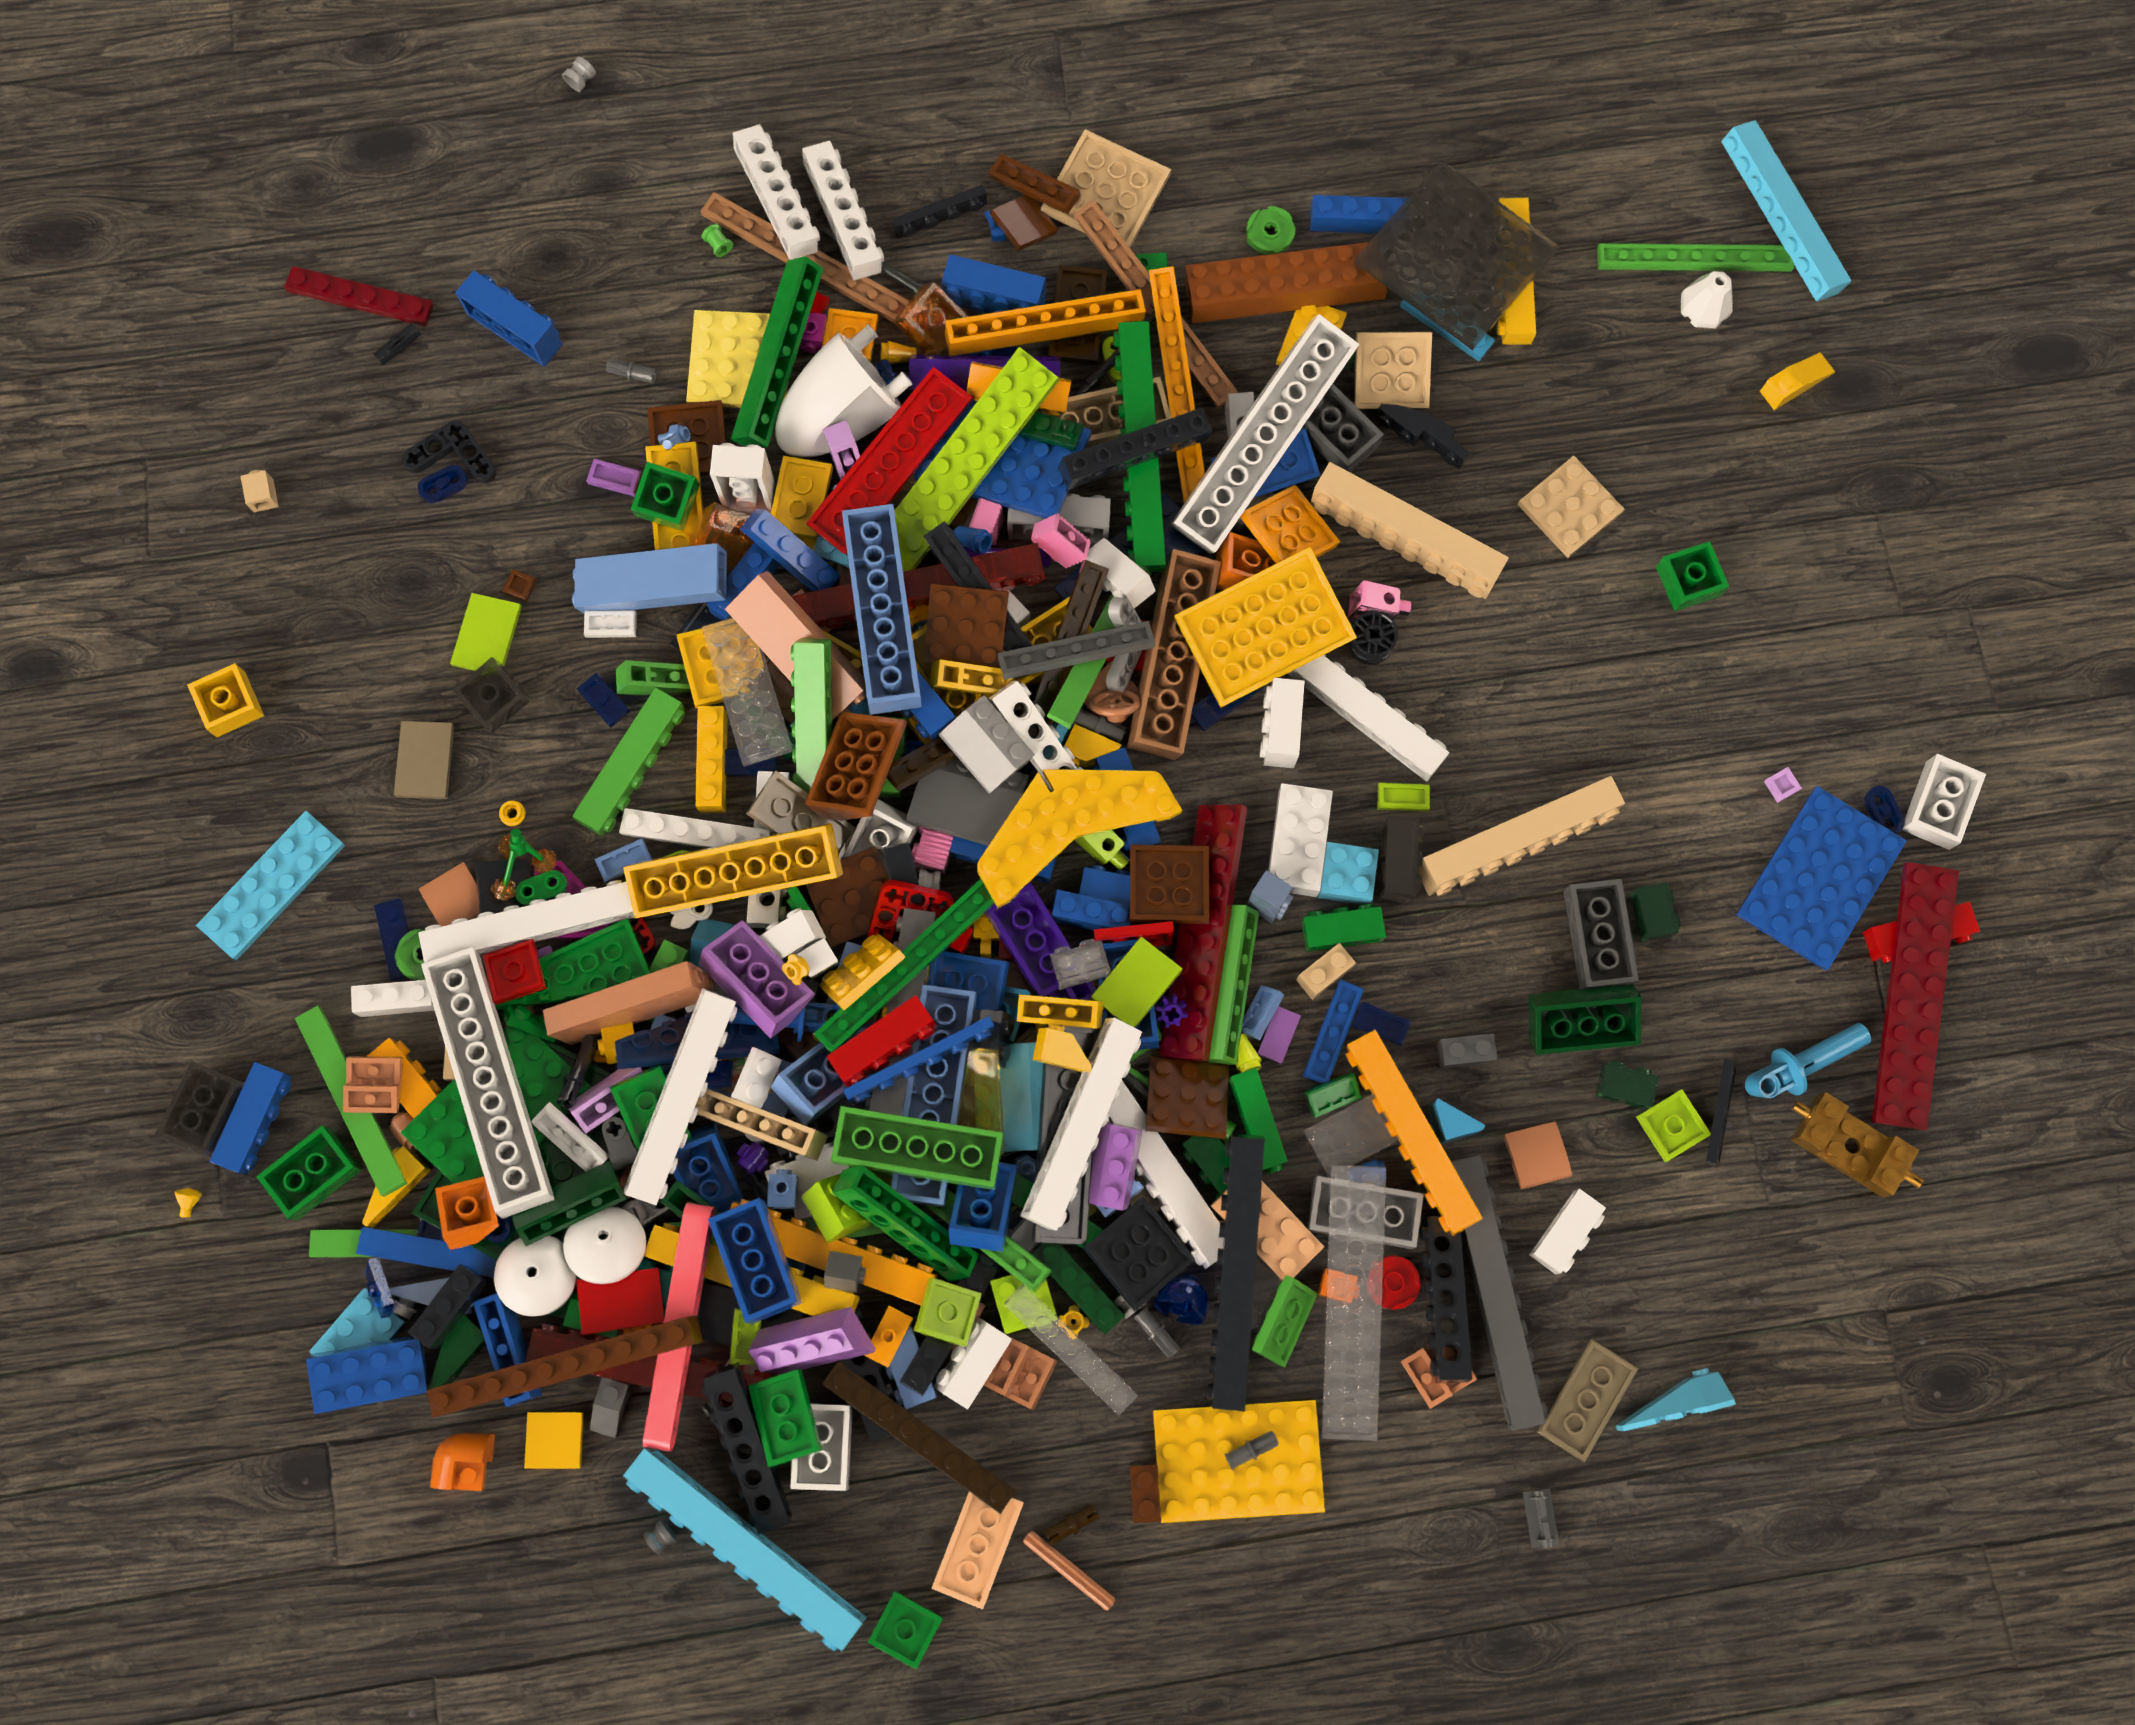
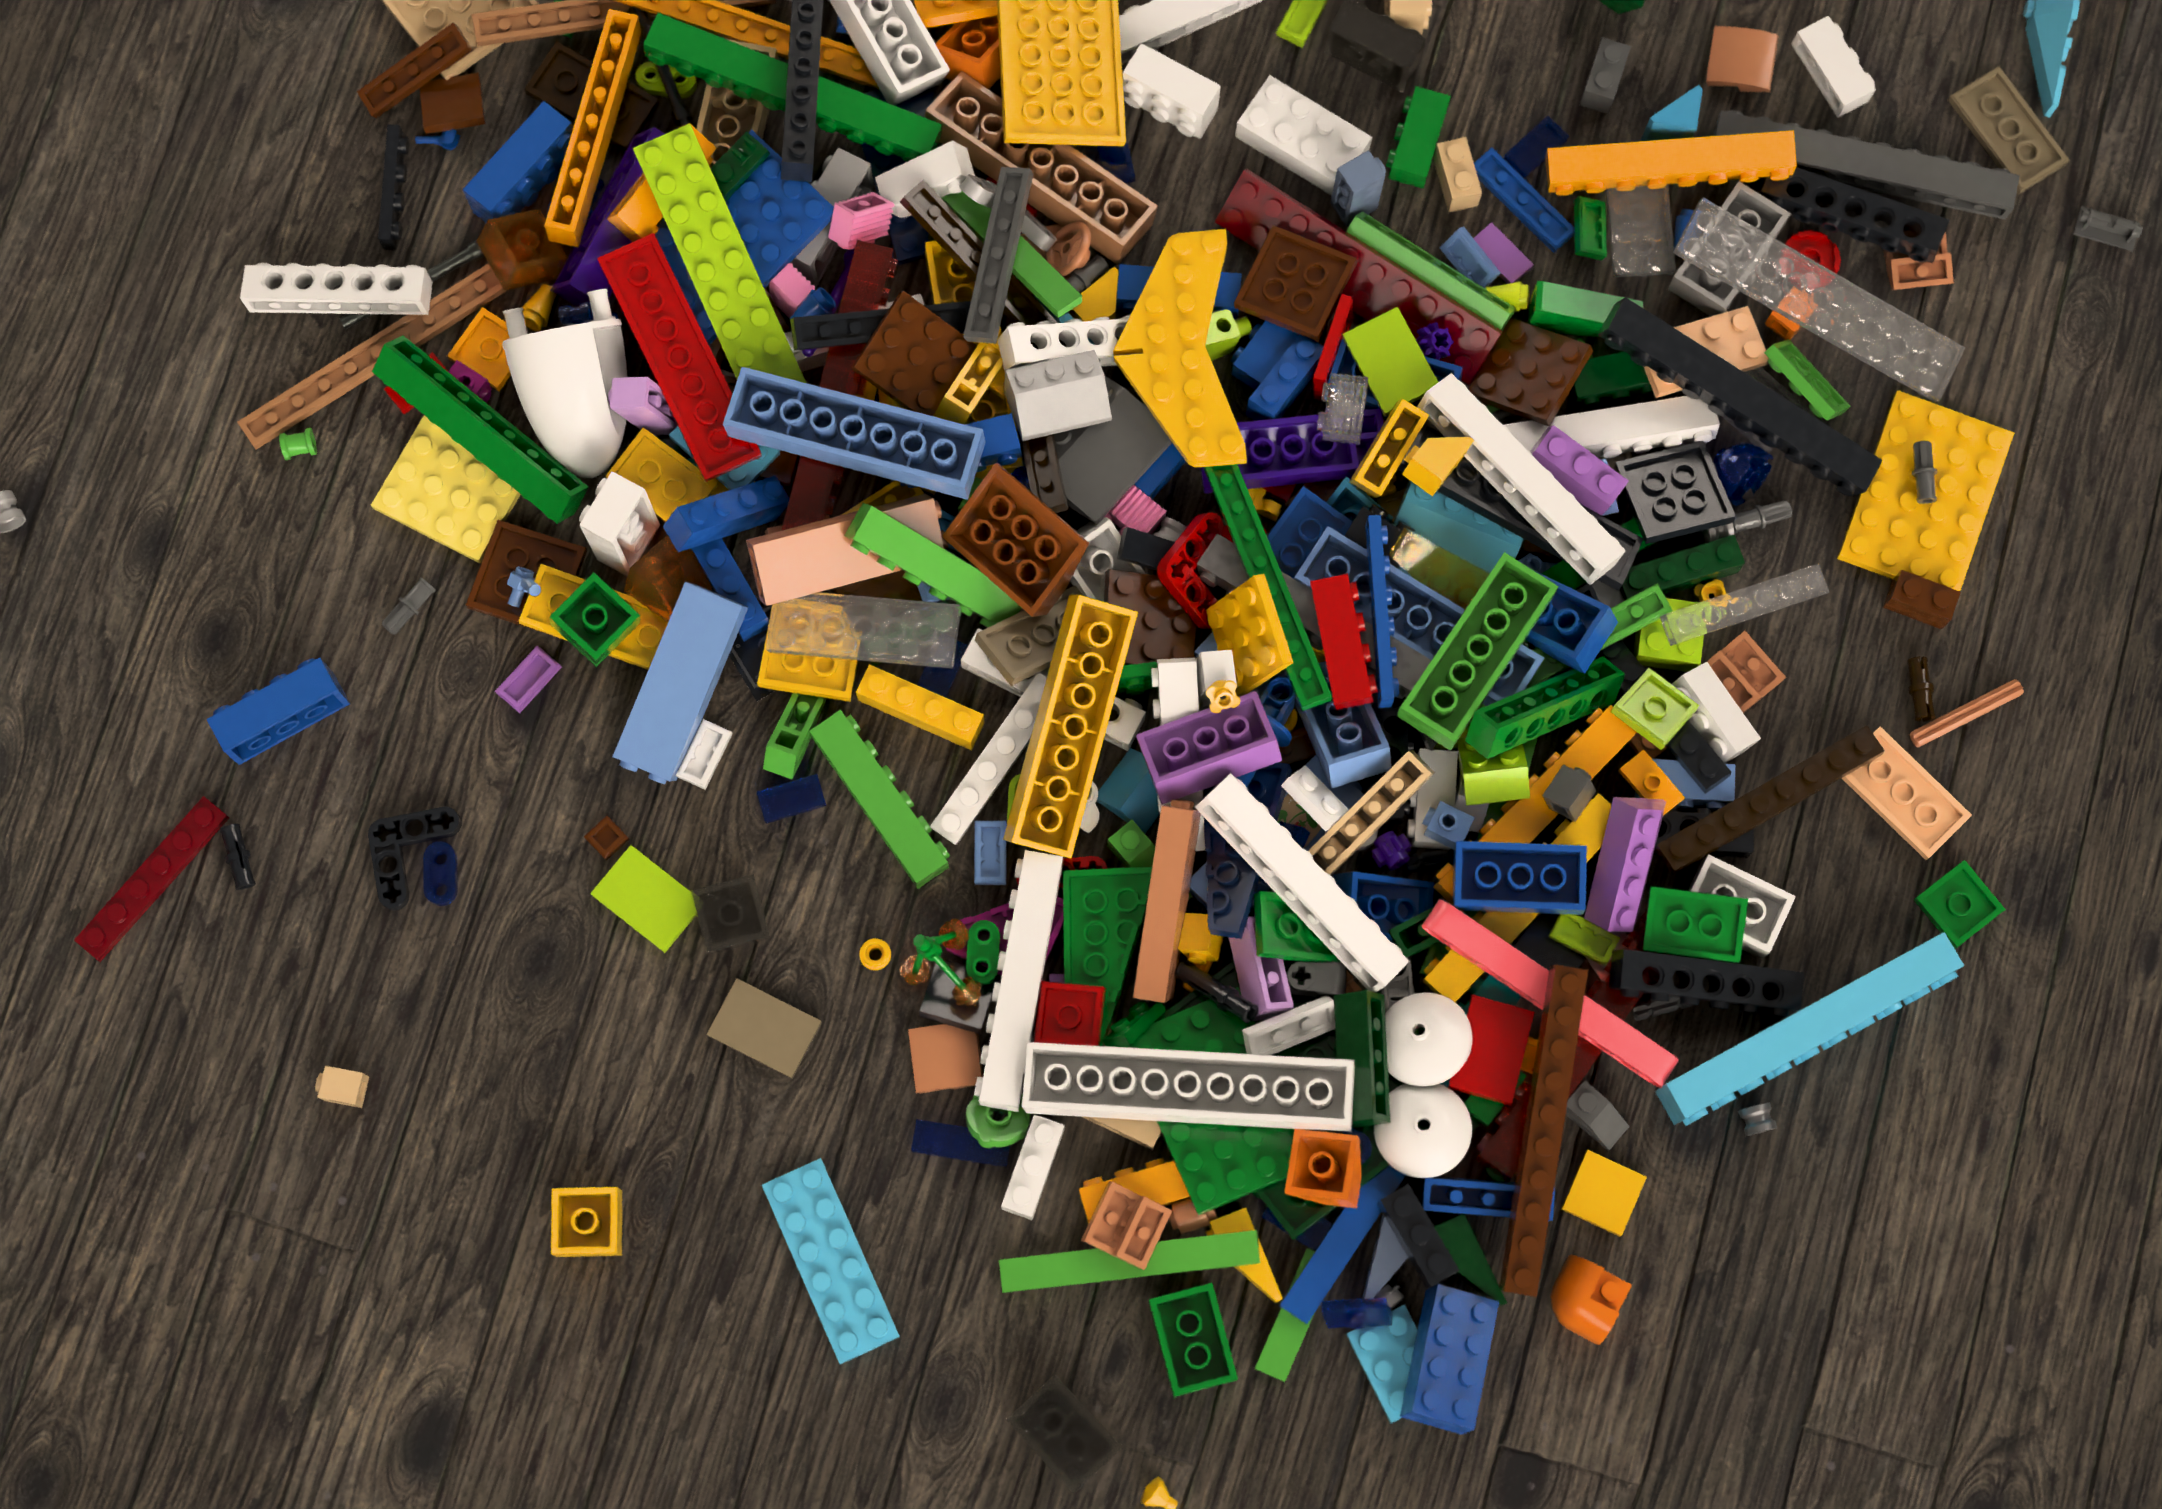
camera: 65 degrees left, 0 degrees up
(251, 1118) = (1098, 1383): blue brick -> none
(775, 192) = (201, 362): white brick -> none
(1348, 873) = (1366, 100): medium azure brick -> none

